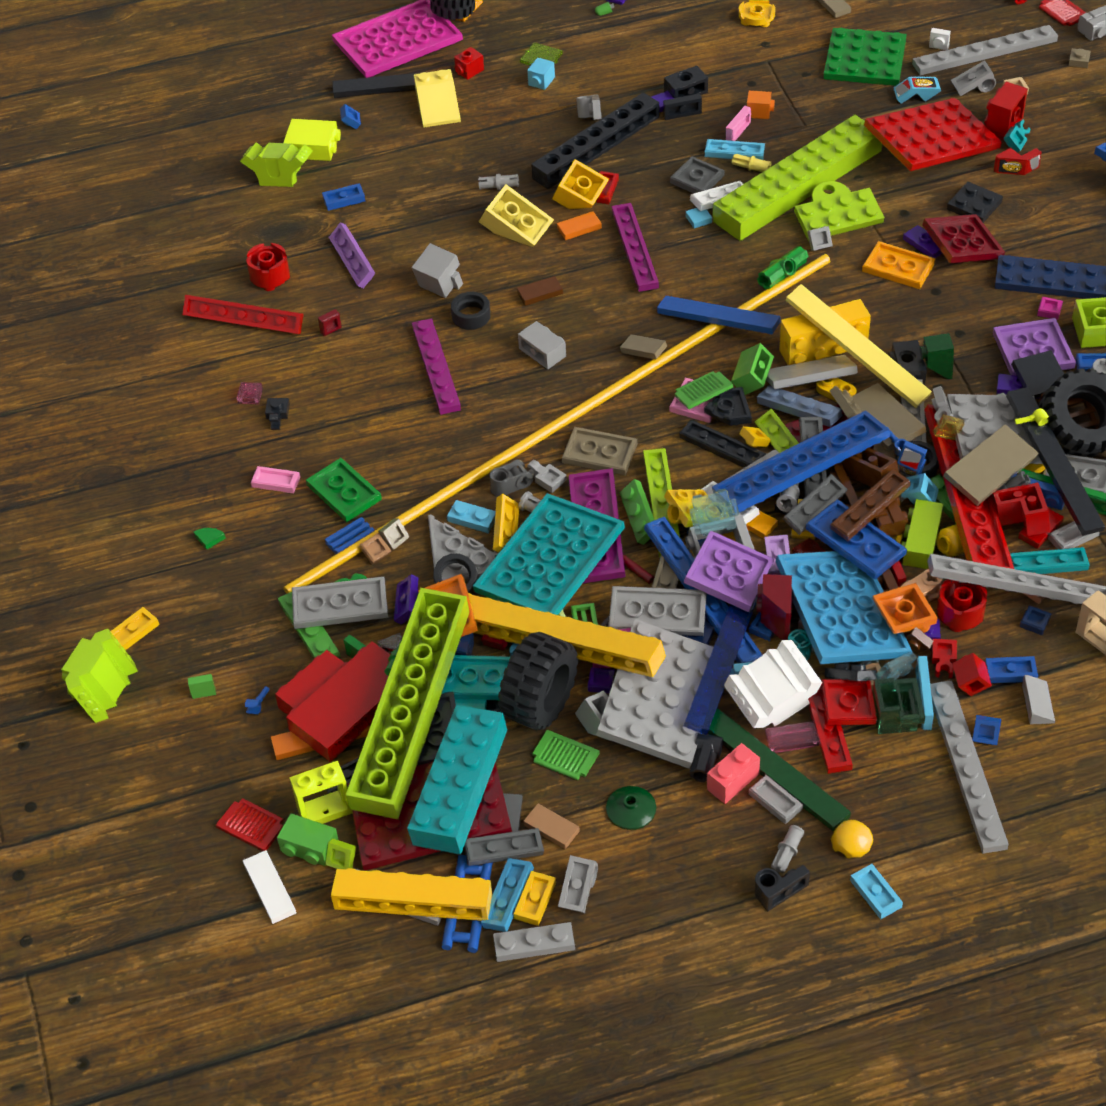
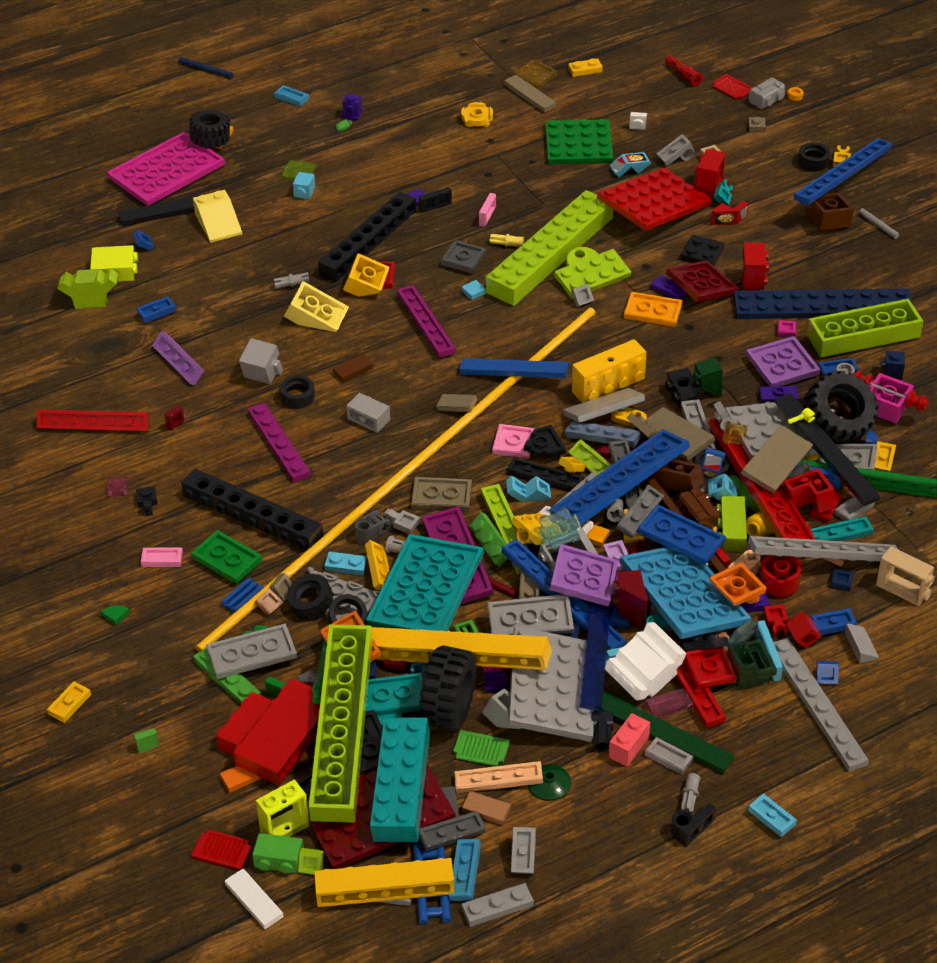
camera: 15 degrees left, 5 degrees down
(98, 673) = (50, 743): lime slope -> none
(254, 705) = (197, 749): blue hand -> none
(268, 266) = (105, 376): red brick -> none
(385, 439) = (252, 509): none -> black brick
(405, 598) = (308, 640): dark purple plate -> none
(414, 536) = (317, 606): none -> black tyre
(469, 63) = (237, 183): red brick -> none
(534, 898) = (489, 868): yellow plate -> none
(574, 792) = (498, 777): none -> light nougat tile
(579, 225) = (372, 309): orange tile -> none
(589, 106) = (356, 208): light grey plate -> none
(686, 82) = (433, 179): black brick -> none
(702, 389) = (518, 431): bright green window -> none
(702, 462) = (534, 490): none -> medium azure slope
(705, 199) = (479, 273): white tile -> none
(727, 149) = (483, 231): medium azure tile -> none
(752, 368) = (555, 408): bright green brick -> none
(760, 104) = (502, 189): orange brick -> none
(782, 267) = (557, 323): green piece -> none
(852, 839) = (741, 776): yellow hair -> none
(858, 346) = (642, 377): light yellow tile -> none
(870, 505) = (687, 504): reddish brown tile -> none
(898, 443) = (696, 454): blue hand -> none
(918, 640) = (753, 608): reddish brown plate -> none
(984, 50) = (677, 126): light grey plate -> none
(1028, 229) = (754, 266): none -> red brick
(1037, 372) = (793, 380): black tile -> none

